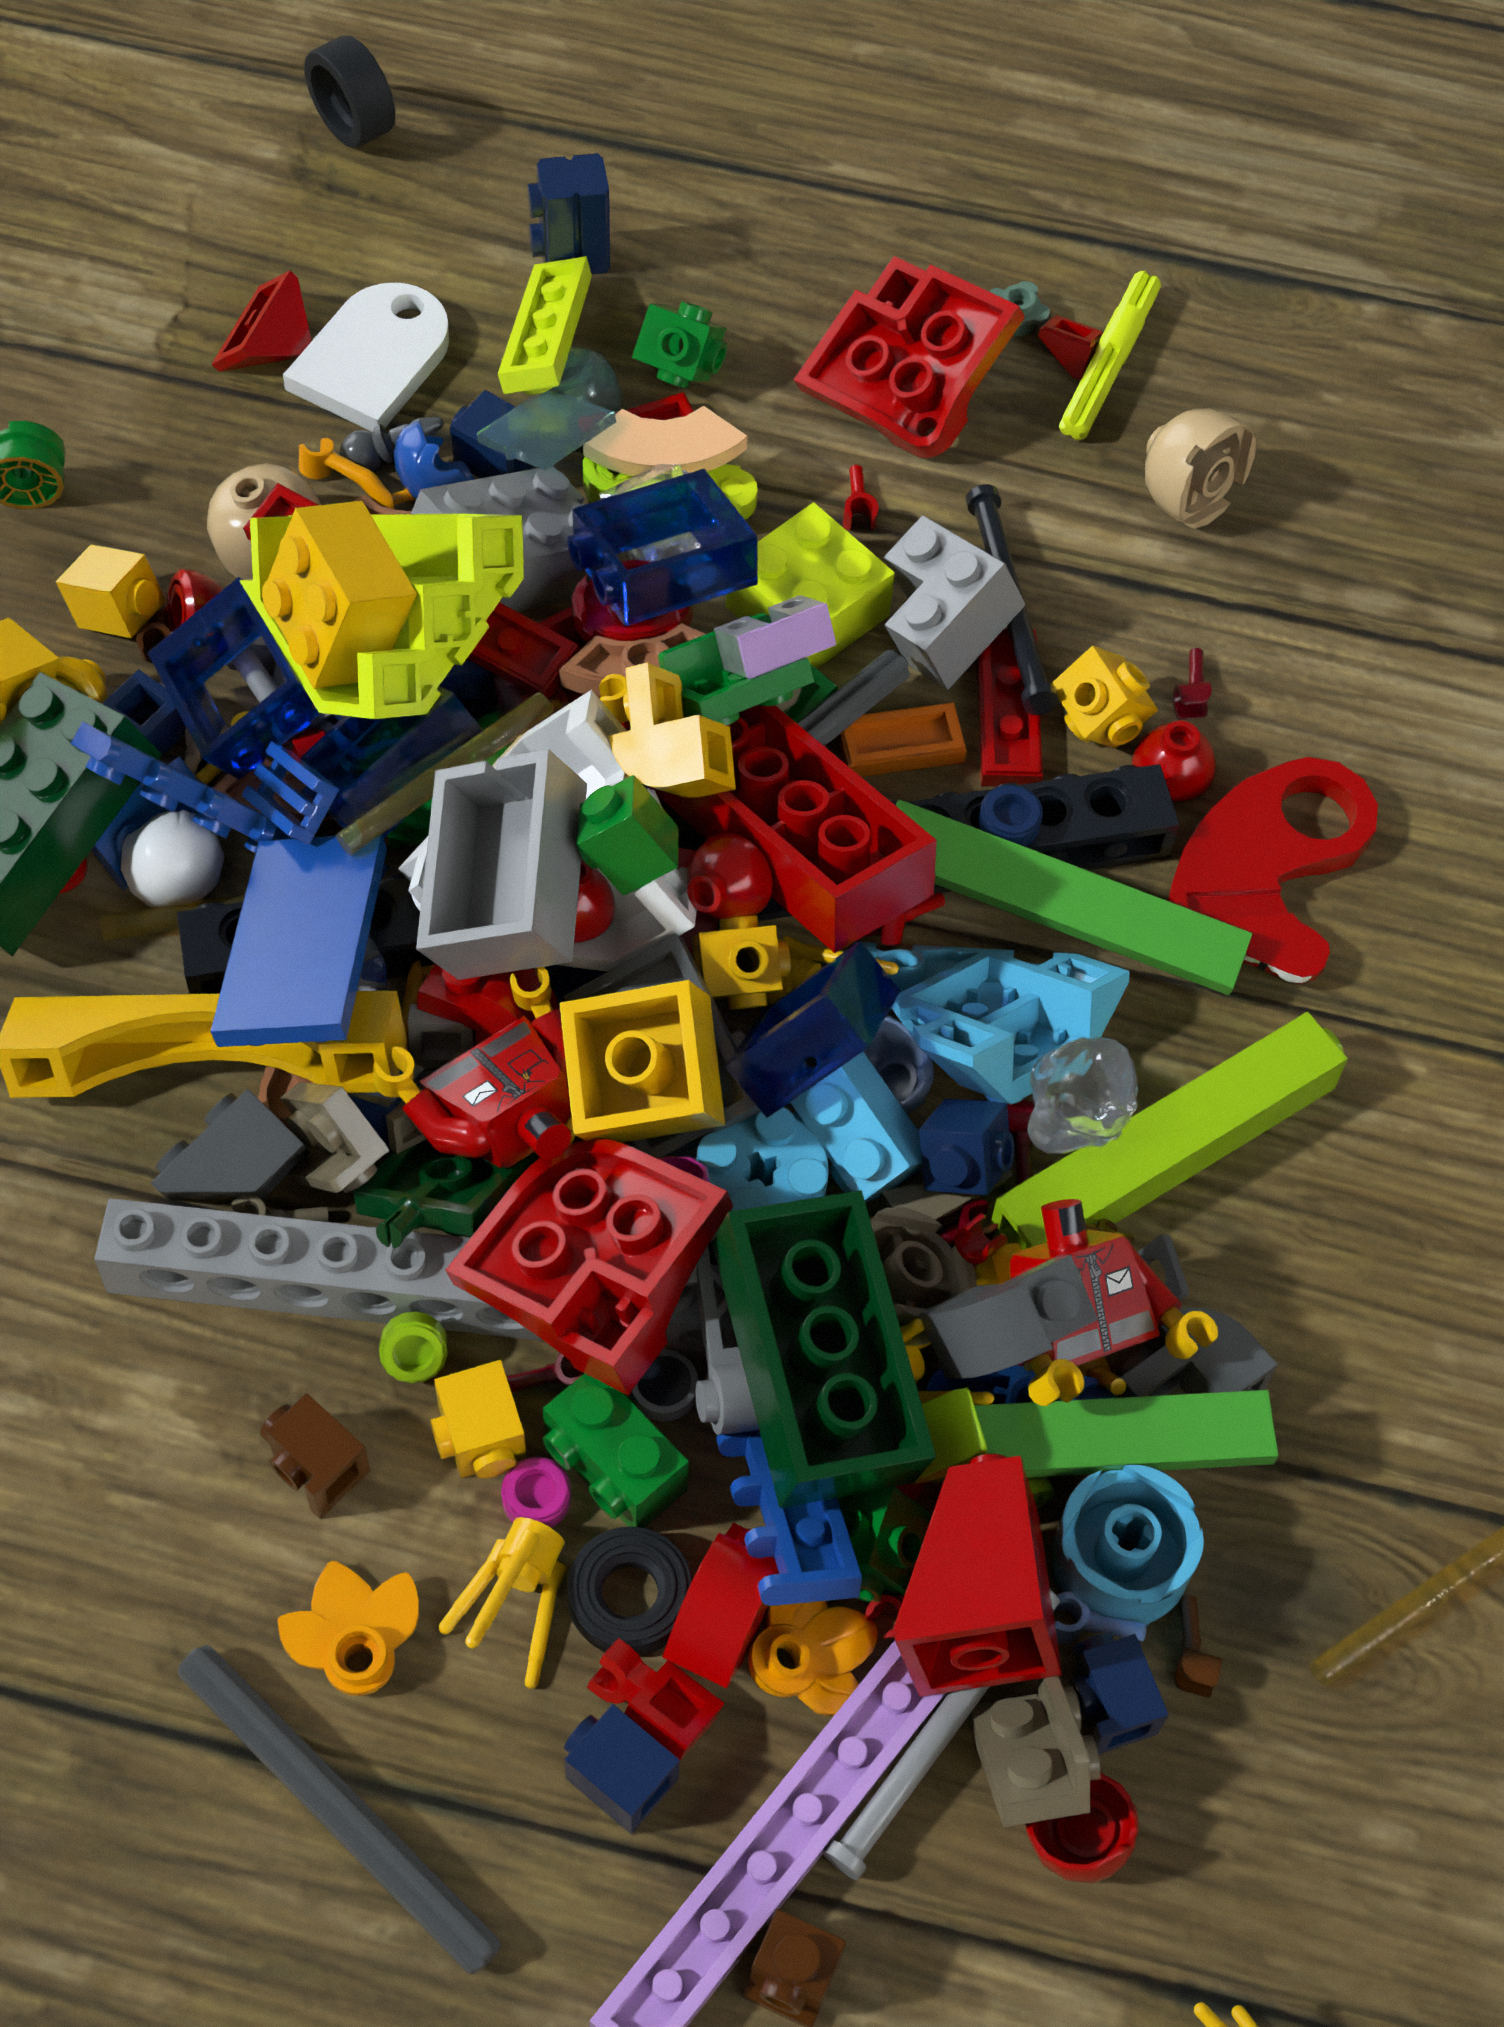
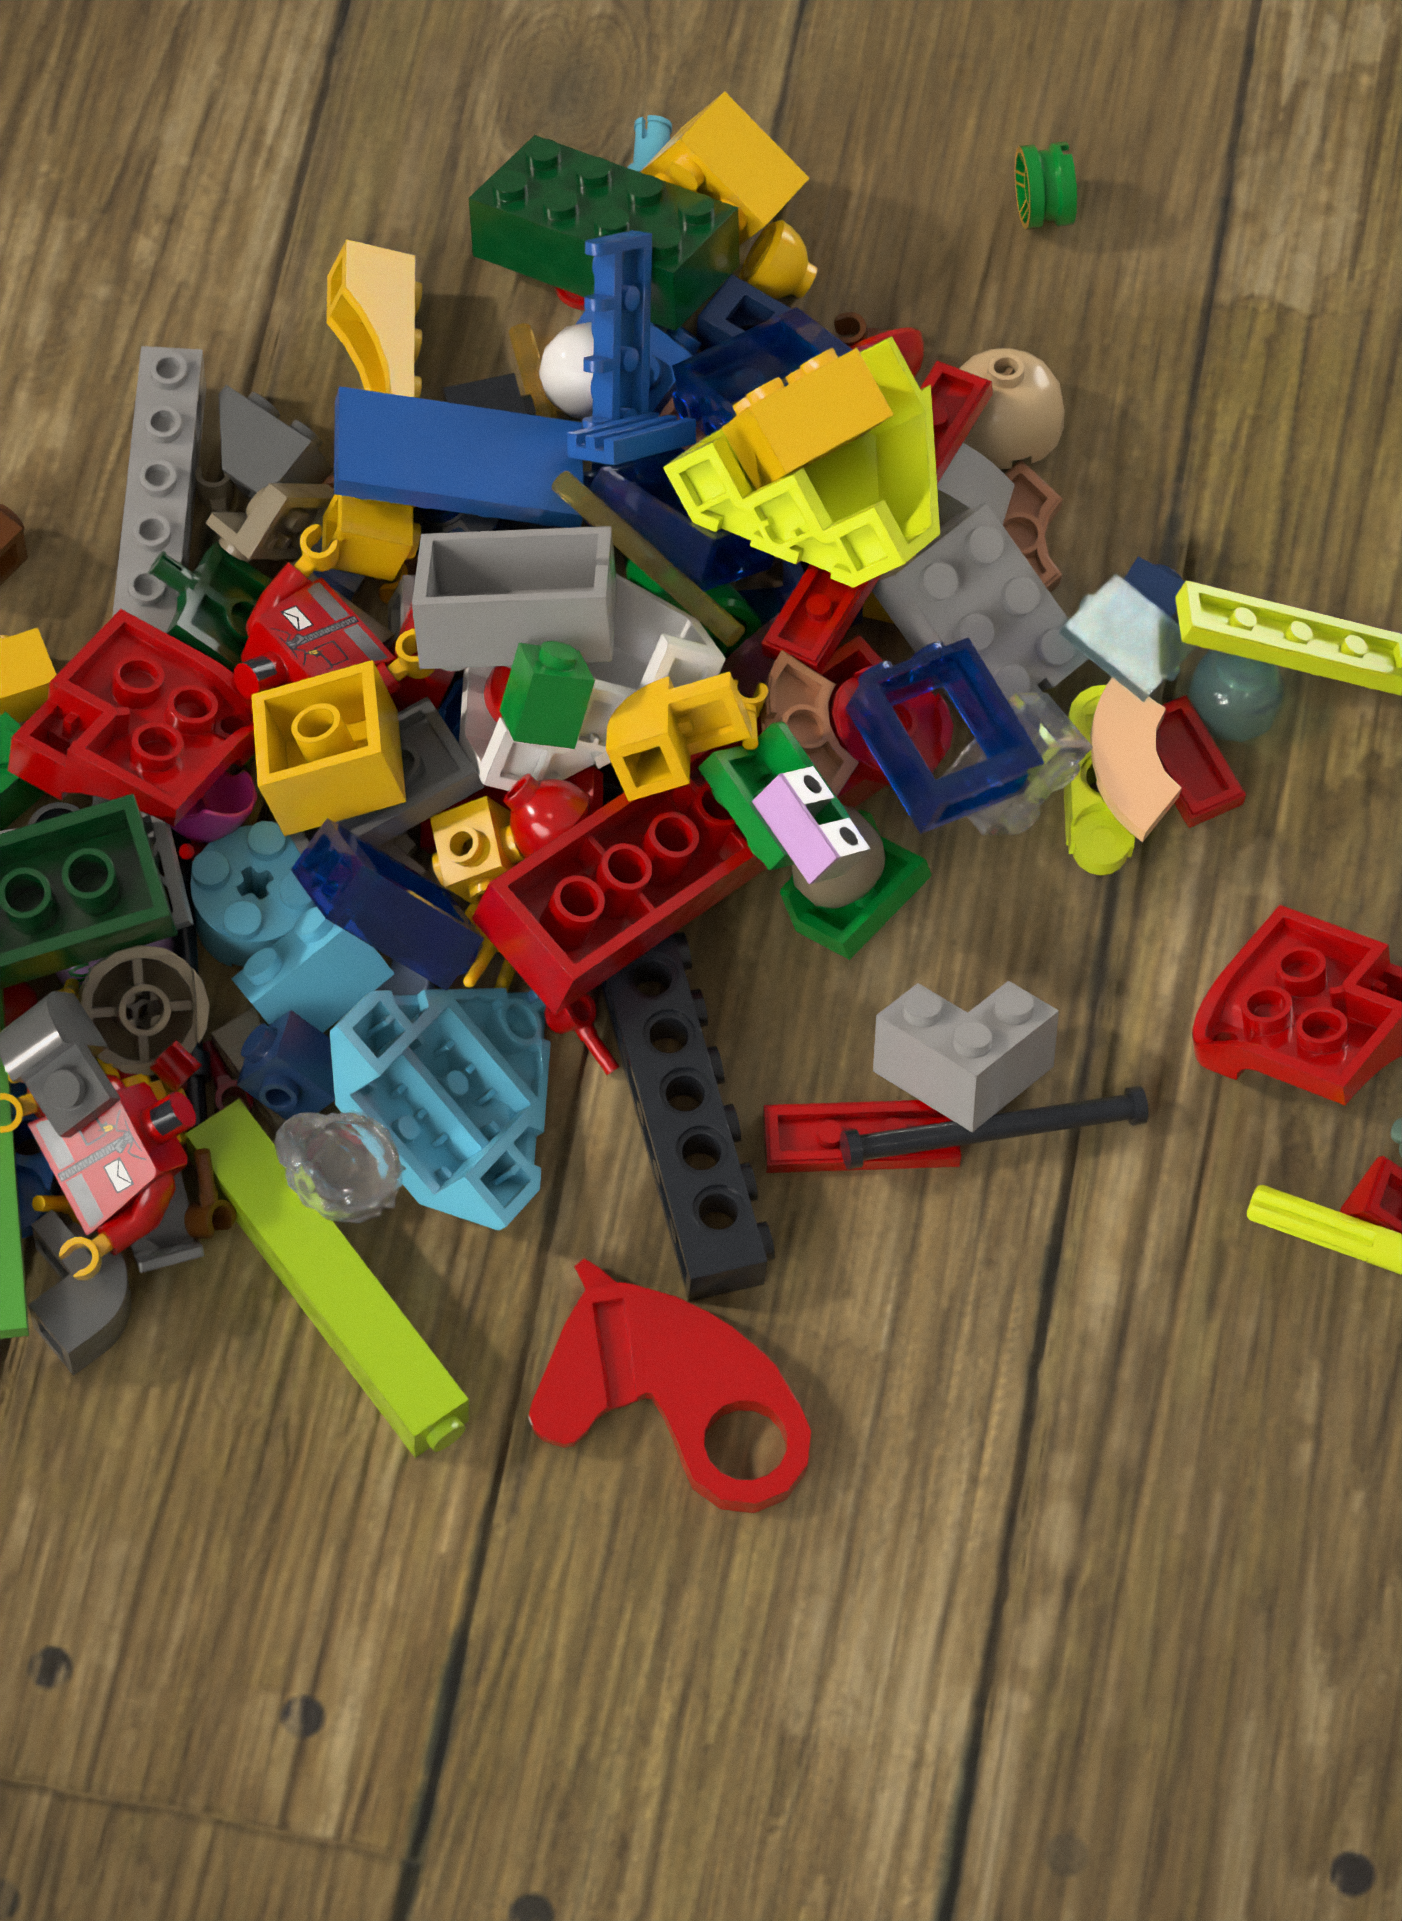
camera: 85 degrees right, 5 degrees up
(111, 591) = (894, 279): yellow brick -> none
(269, 328) = (1275, 392): red slope -> none
(320, 465) = (1100, 465): light orange piece -> none
(370, 359) = (1259, 494): white tile -> none
(375, 447) = (1128, 502): dark grey bar -> none
(413, 1347) = (82, 617): lime tile -> none
(420, 463) = (1093, 549): blue hair -> none
(681, 343) = (1300, 778): green brick -> none
(825, 563) = (977, 920): neon yellow brick -> none
(856, 697) = (817, 952): dark grey axle -> none
(859, 500) = (1120, 979): red hand -> none
(903, 740) = (807, 1029): orange tile -> none
(1011, 814) = (678, 1105): dark blue tile -> none
(1083, 903) = (589, 1164): bright green tile -> none
(1104, 698) = (860, 1216): yellow brick -> none
(1183, 756) = (803, 1303): red brick -> none
(1192, 698) = (888, 1325): dark red hand -> none
(1196, 462) = (1191, 1316): tan cylinder -> none

